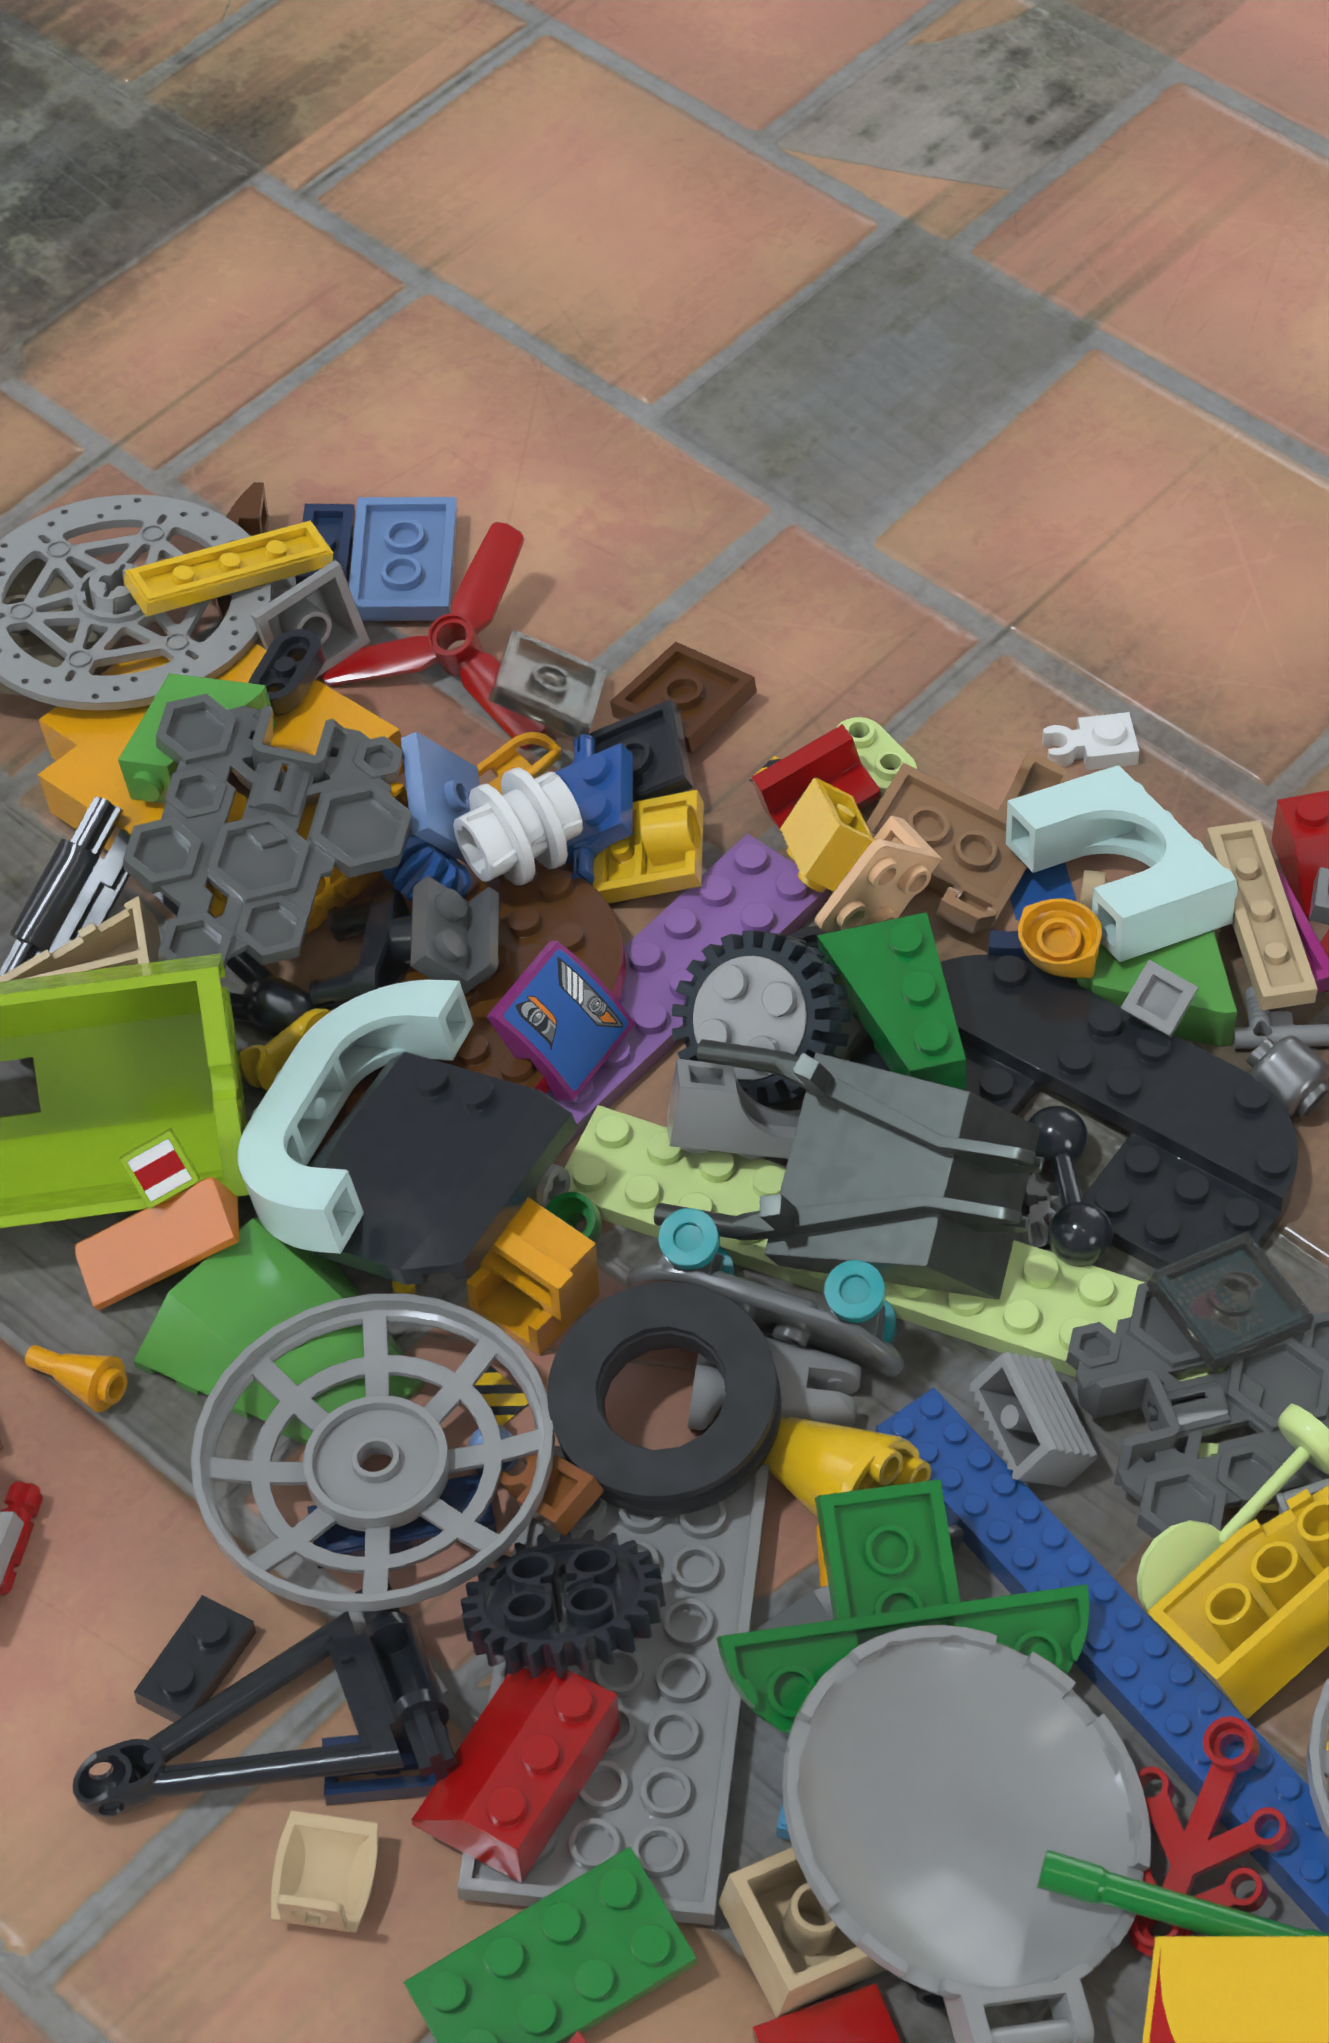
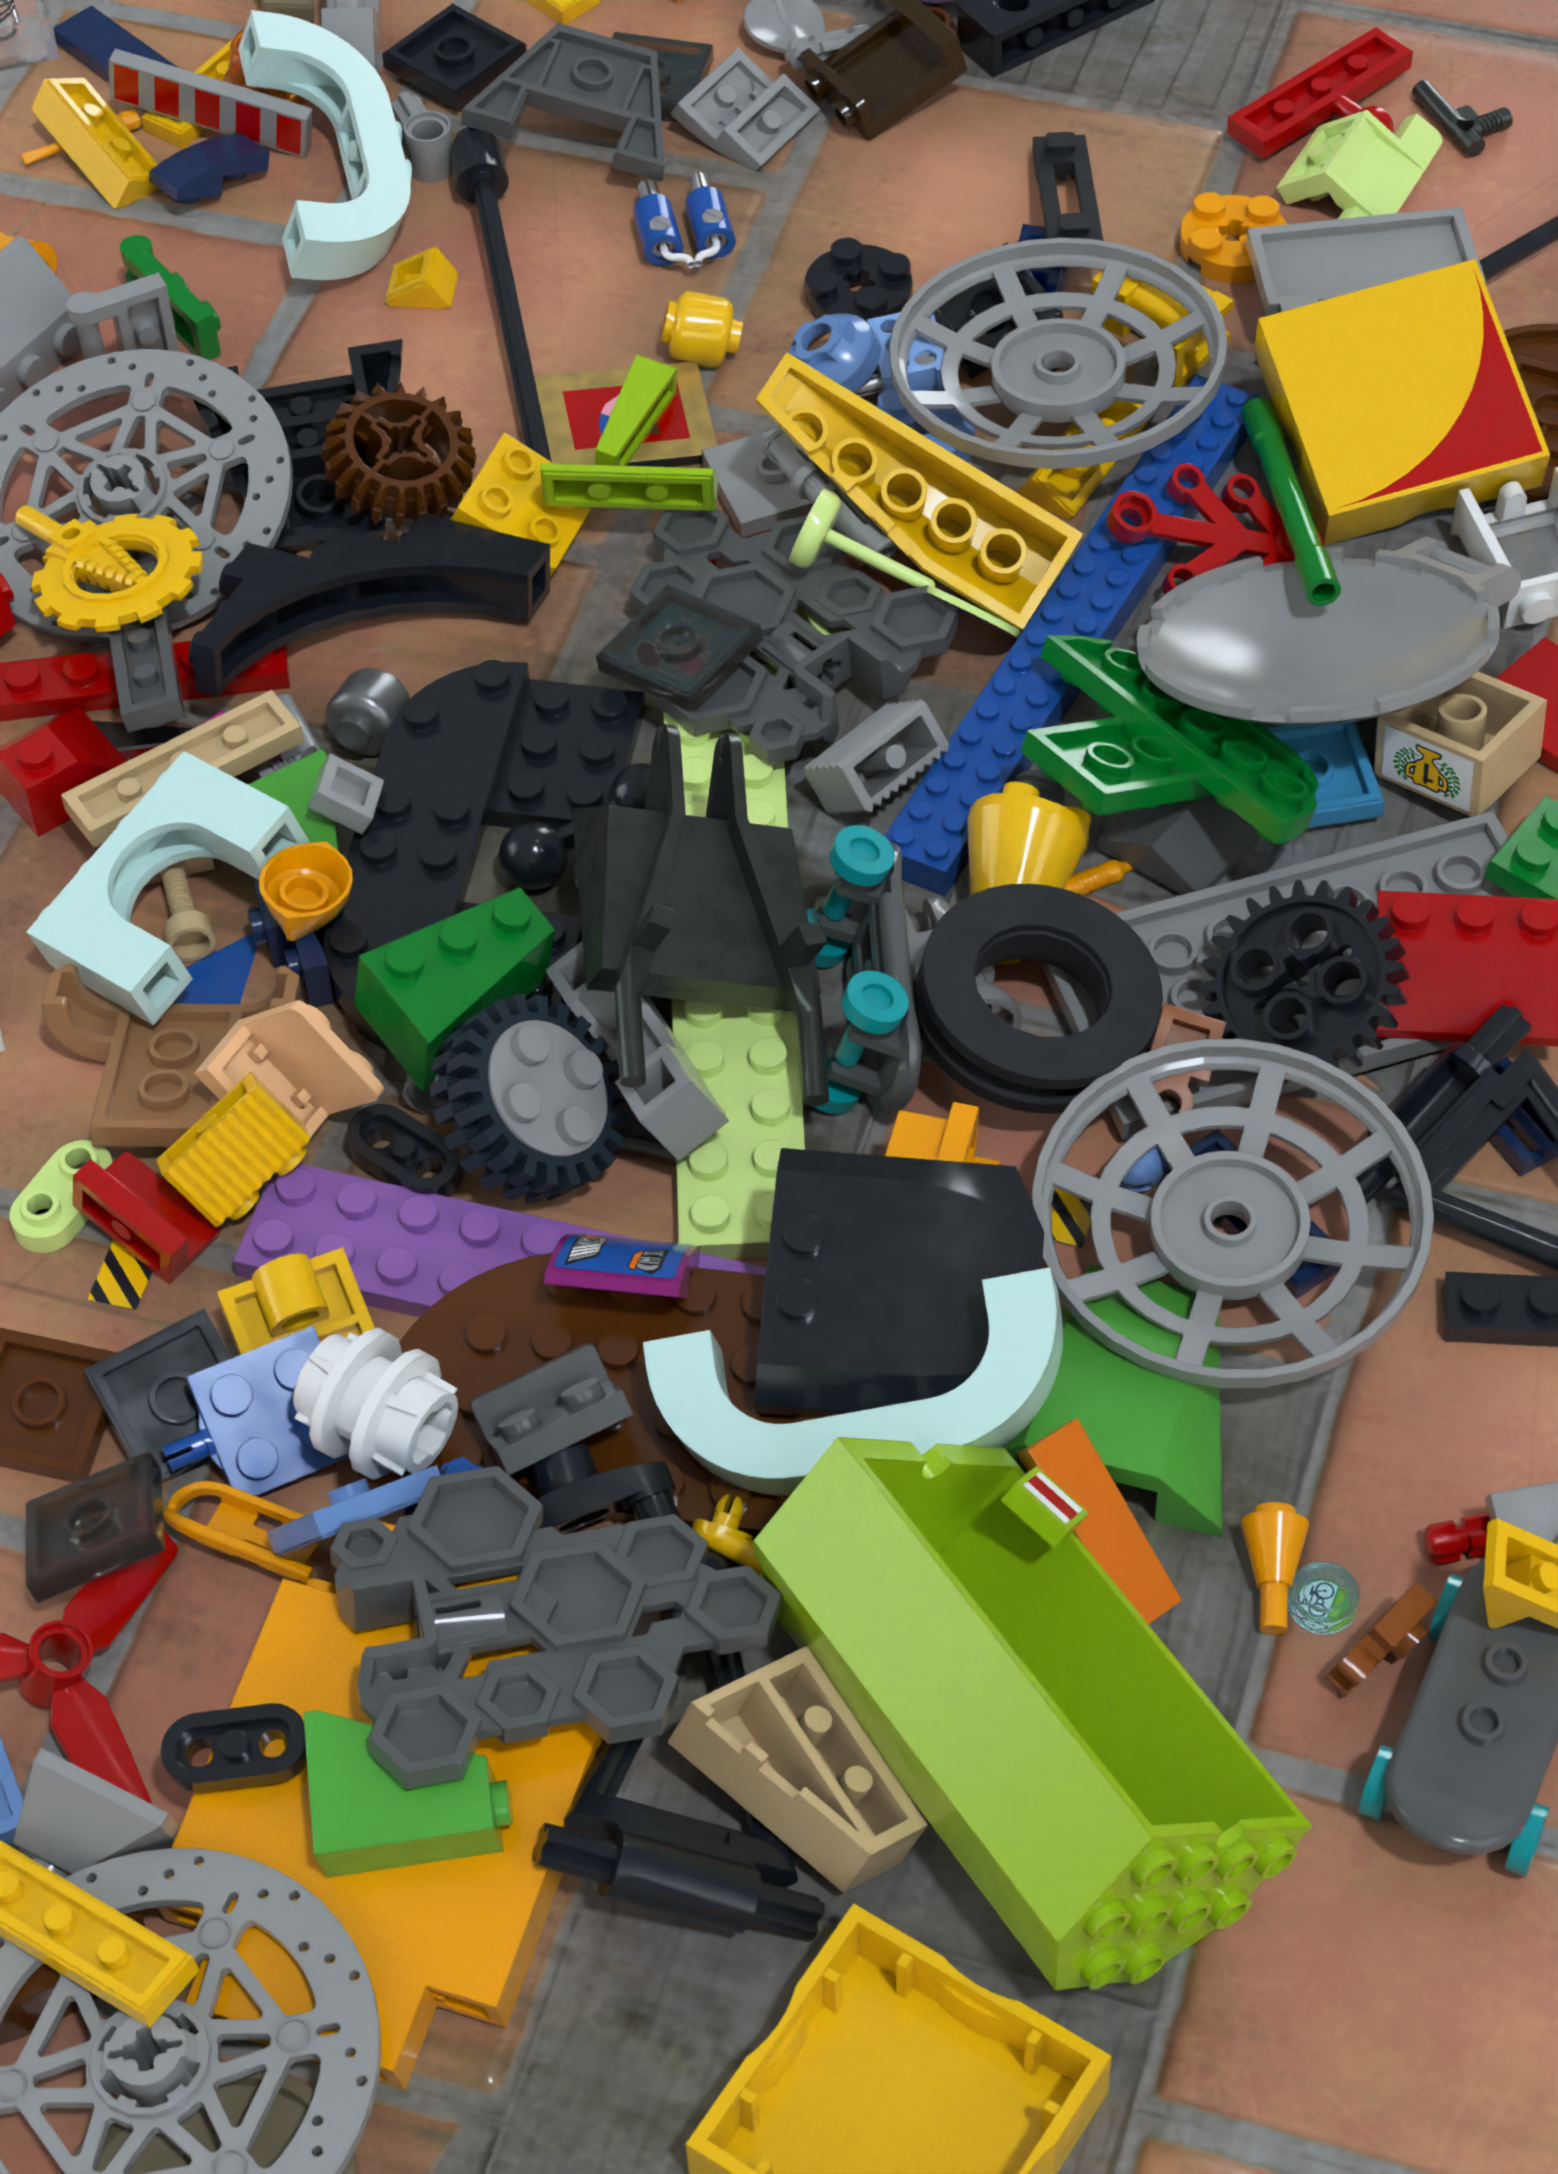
camera: 115 degrees left, 0 degrees up
(35, 1401) = (1323, 1598): none -> clear light blue tile

